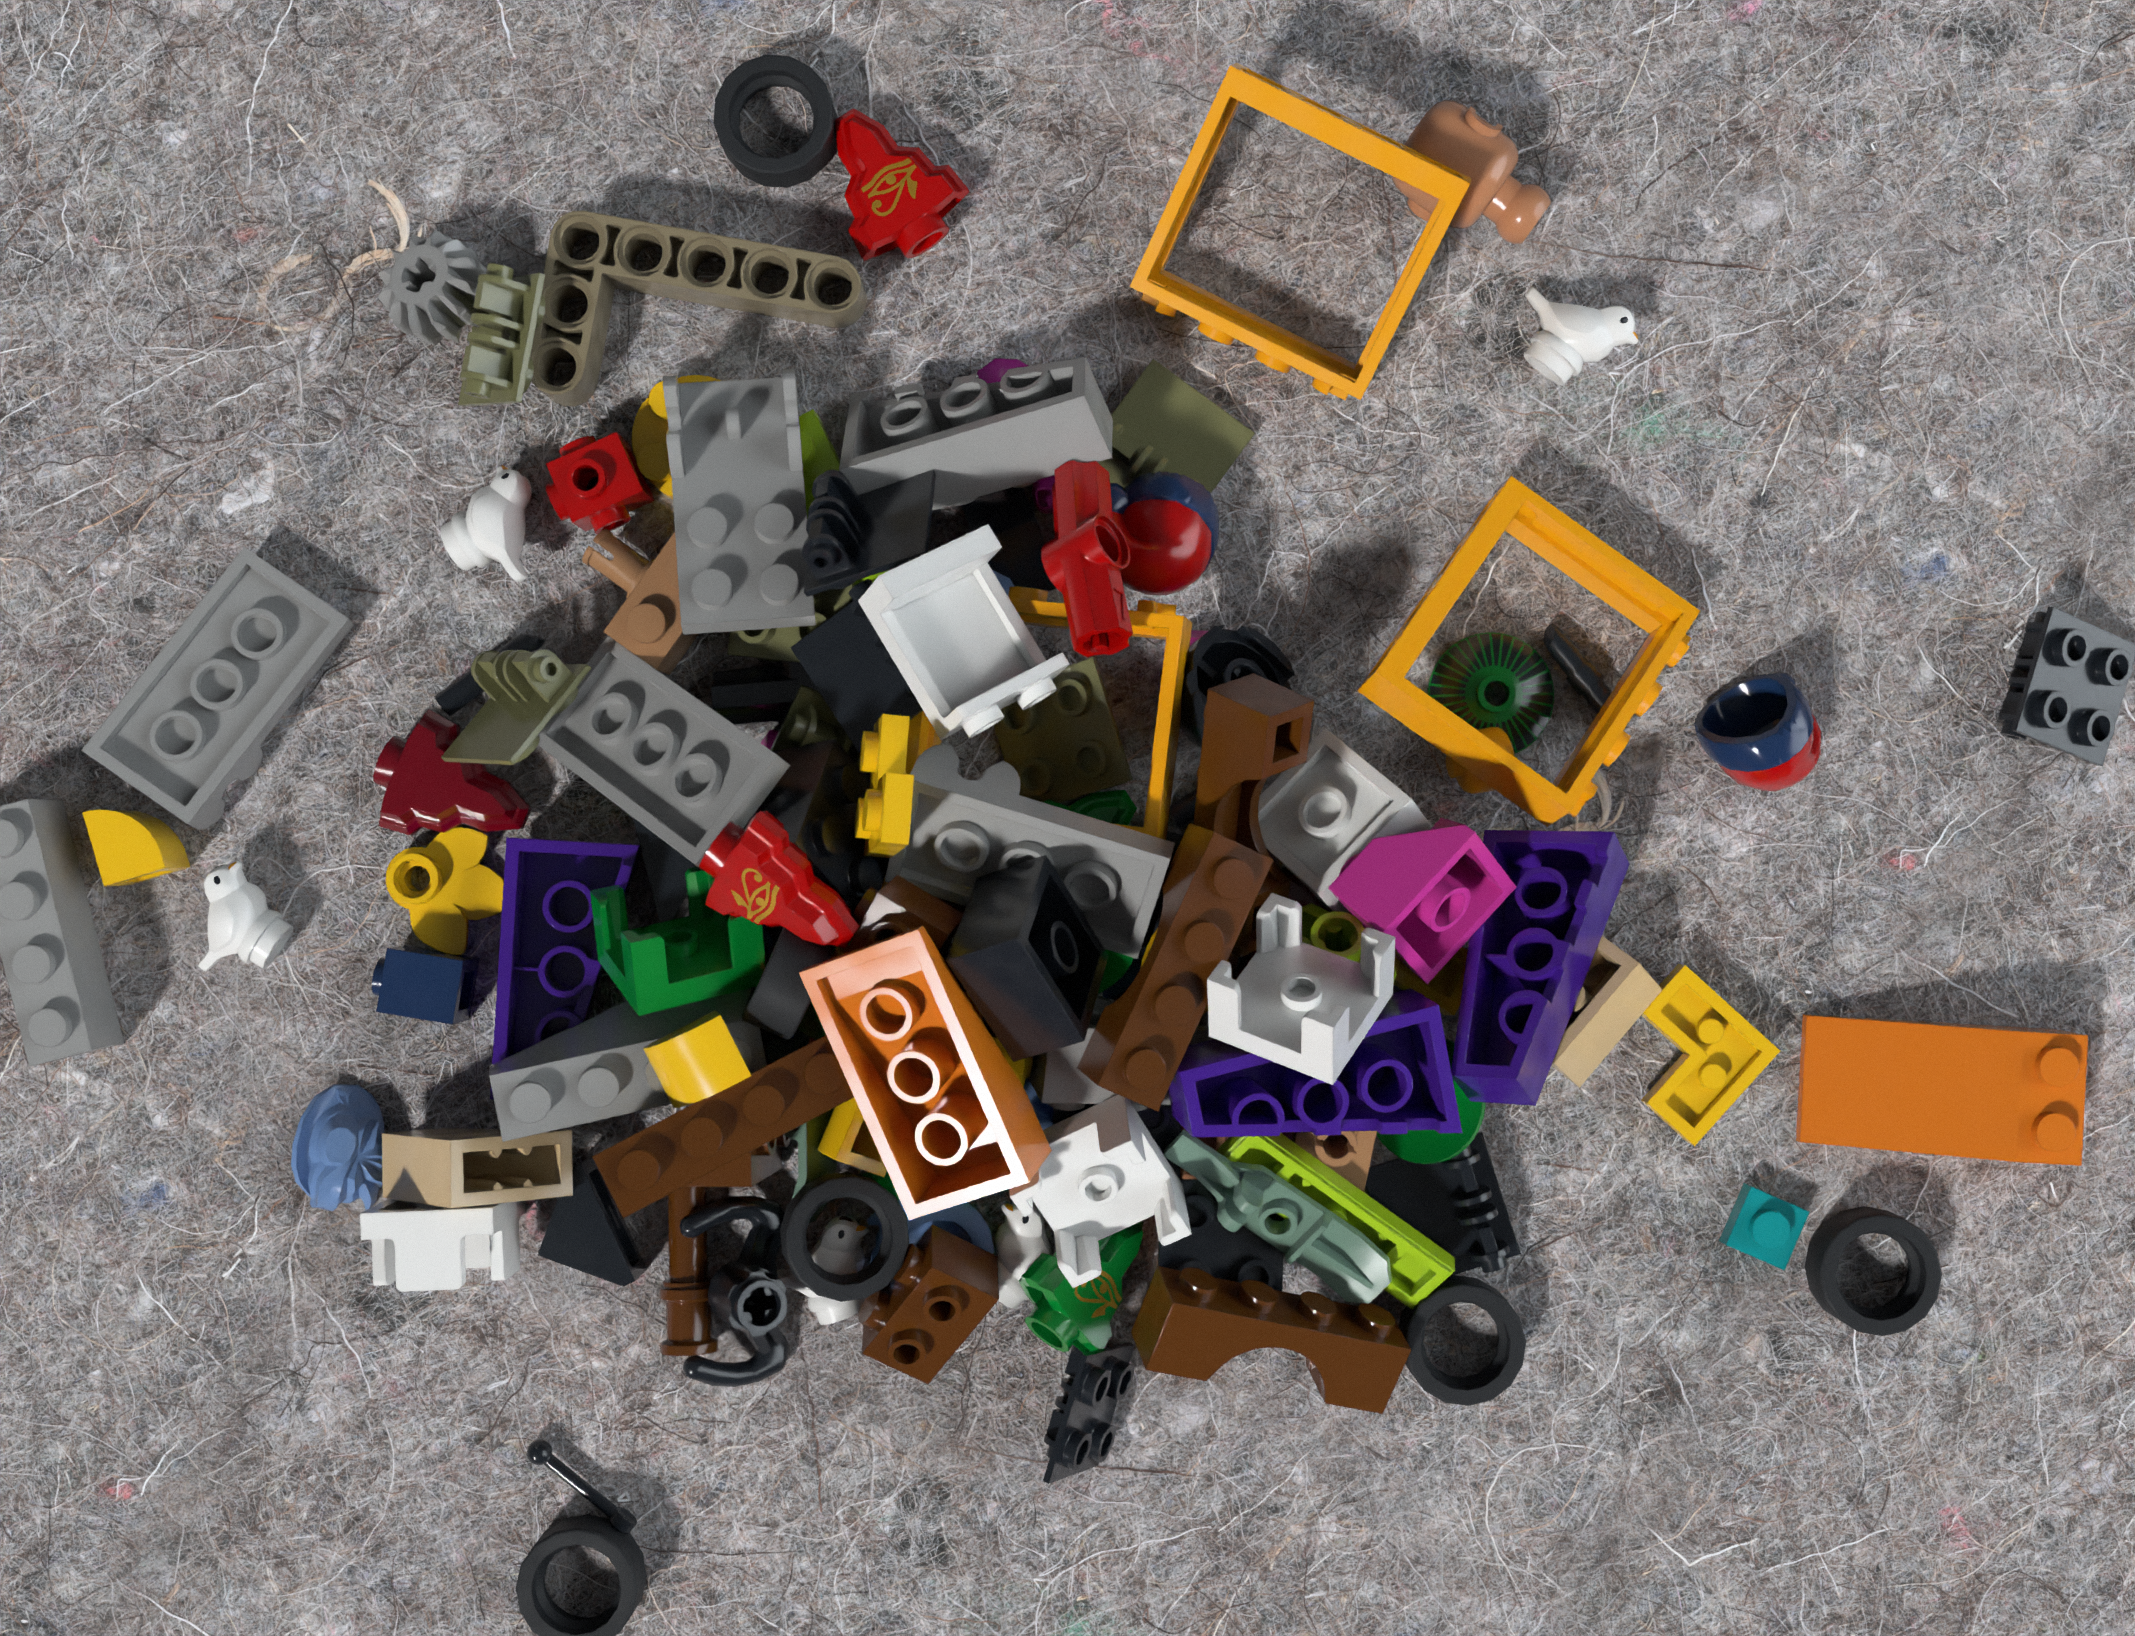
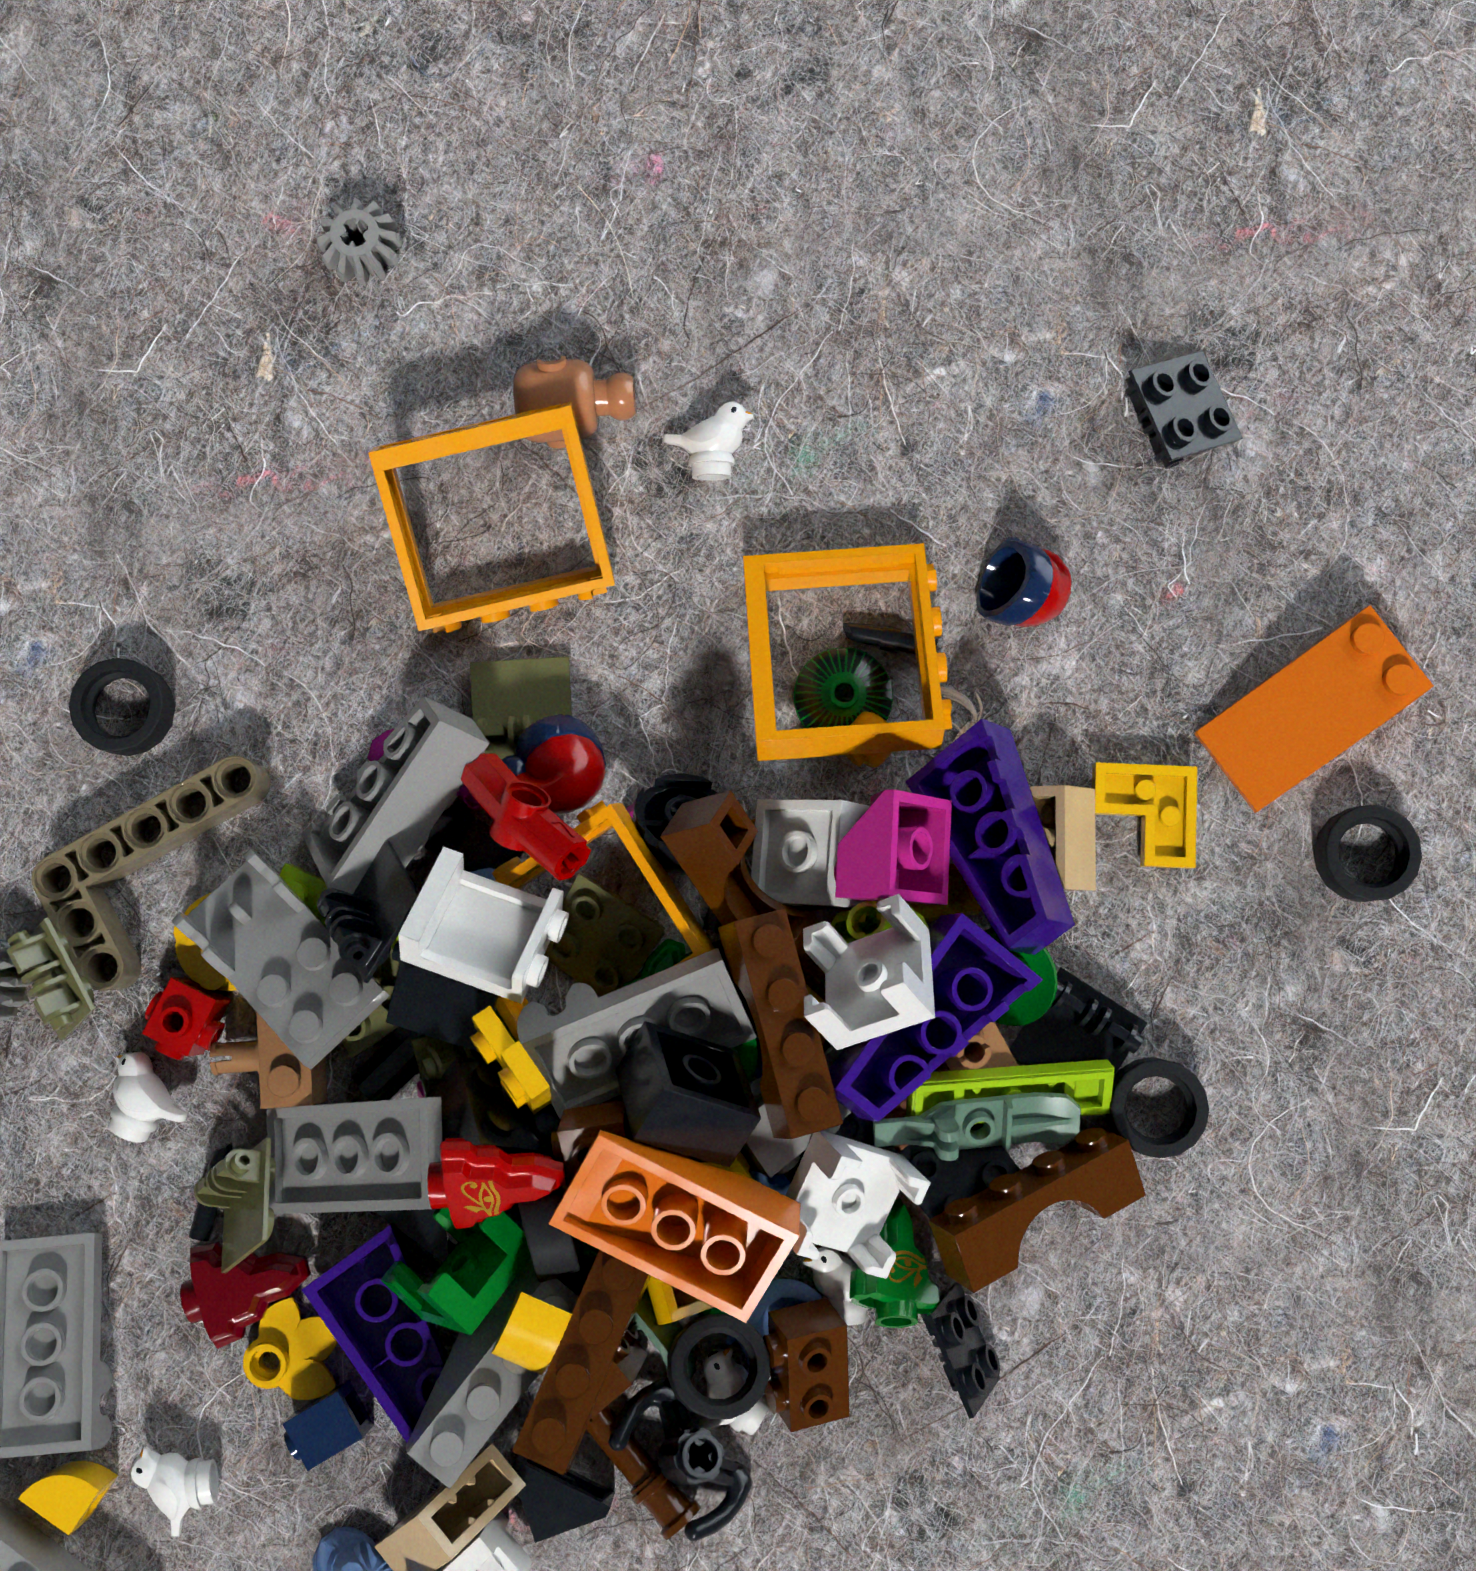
camera: 30 degrees left, 5 degrees down
(893, 190) = (228, 690): red rock -> none
(1764, 1226) = (1280, 881): teal plate -> none

